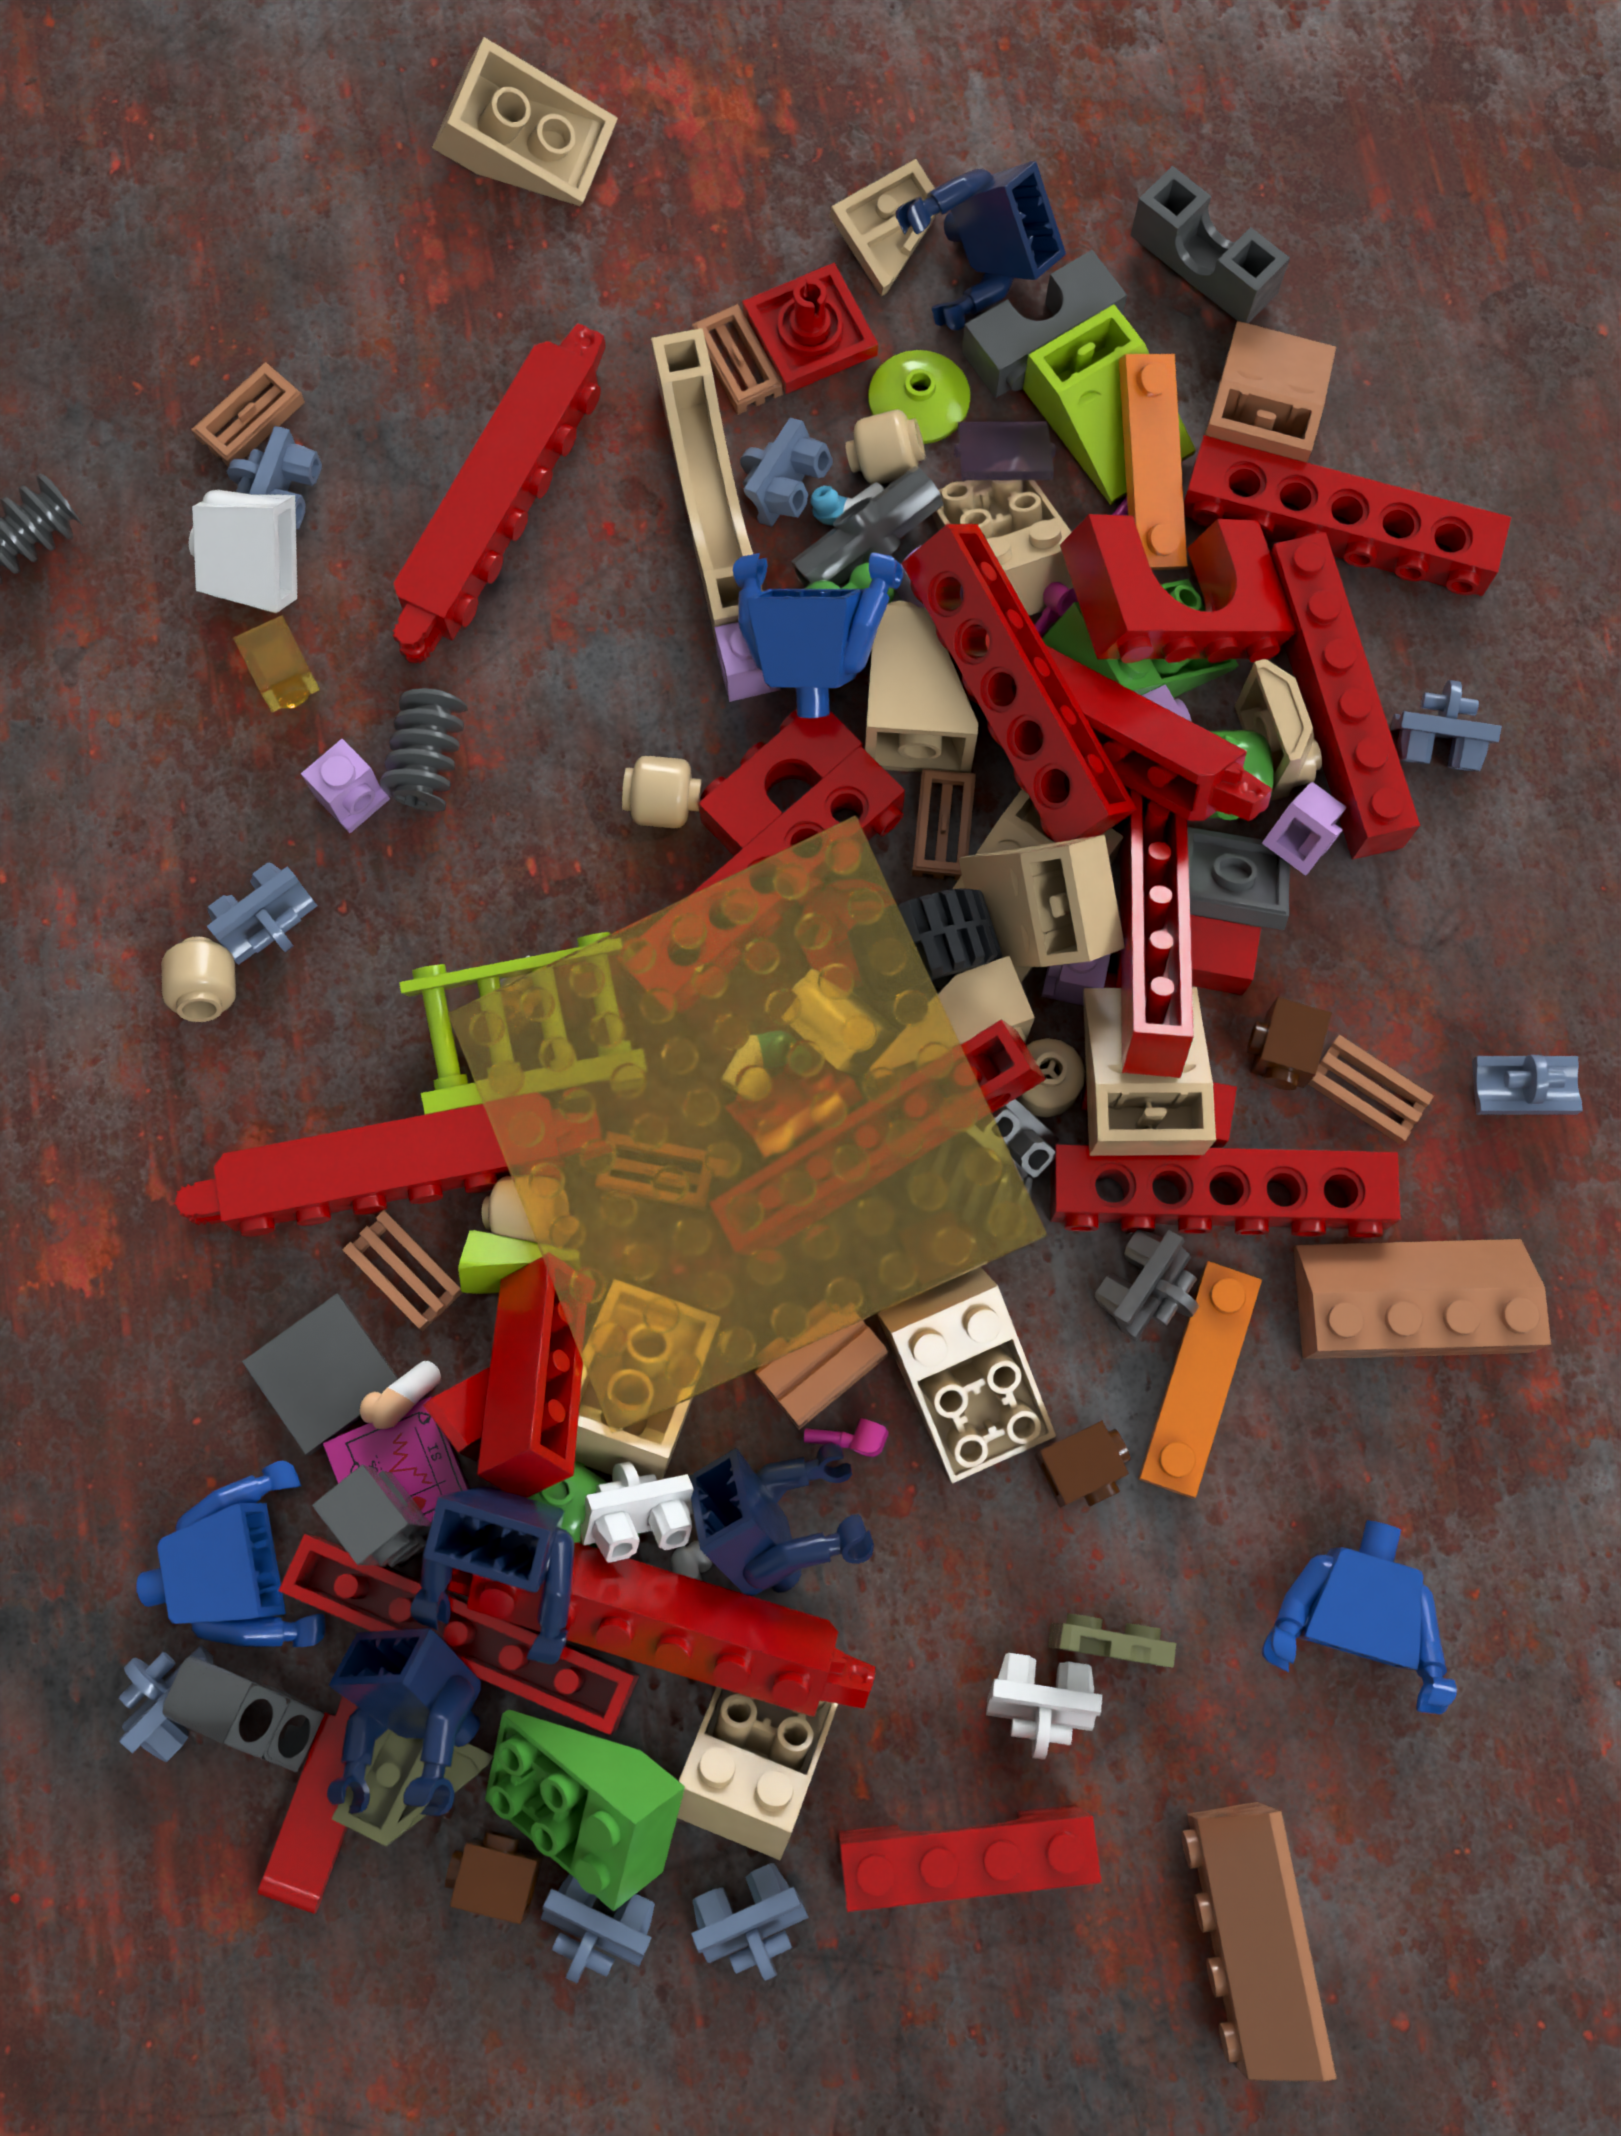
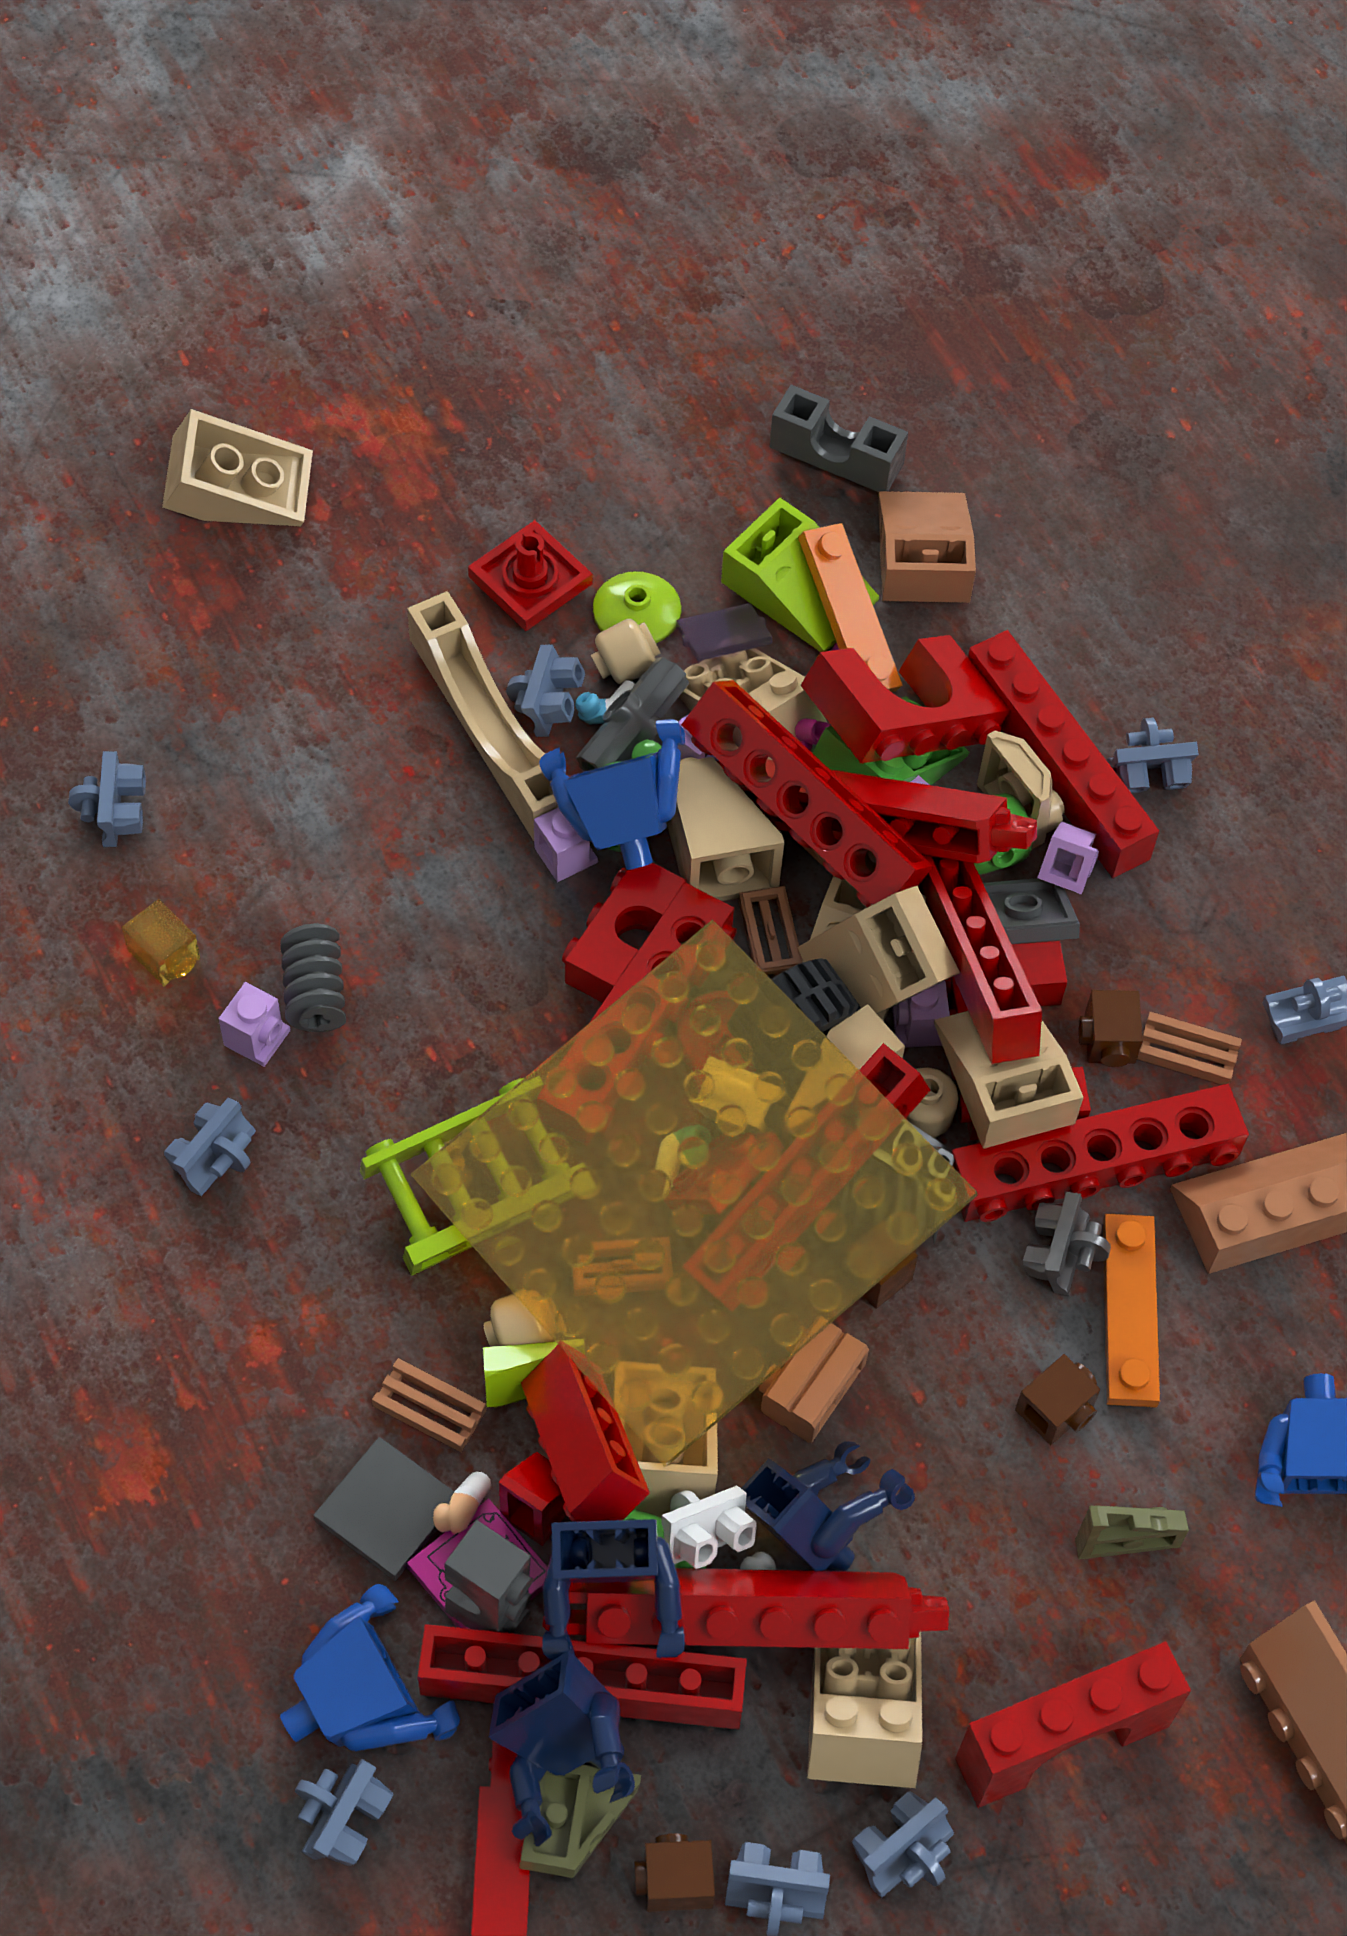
camera: 20 degrees left, 15 degrees down
(198, 979) = (175, 1212): tan head -> none
(214, 1701) = (387, 1795): dark grey piece -> none
(246, 548) = (108, 853): white torso -> none
(254, 421) = (80, 764): nougat tile -> none
(348, 1171) = (362, 1332): red hinge -> none
(495, 491) = (306, 763): red hinge -> none
(585, 1803) = (734, 1780): bright green slope -> none
(660, 791) = (527, 962): tan head -> none
(755, 392) = (498, 636): nougat tile -> none
(867, 1439) = (872, 1433): dark pink hand -> none
(871, 226) = (567, 480): tan wing -> none
(967, 1373) = (938, 1354): tan slope -> none
(1002, 339) = (696, 550): dark grey arch -> none
(1003, 228) = (667, 462): dark blue torso -> none
(1044, 1711) = (1093, 1599): white hips -> none
(1369, 505) = (1048, 615): red brick -> none

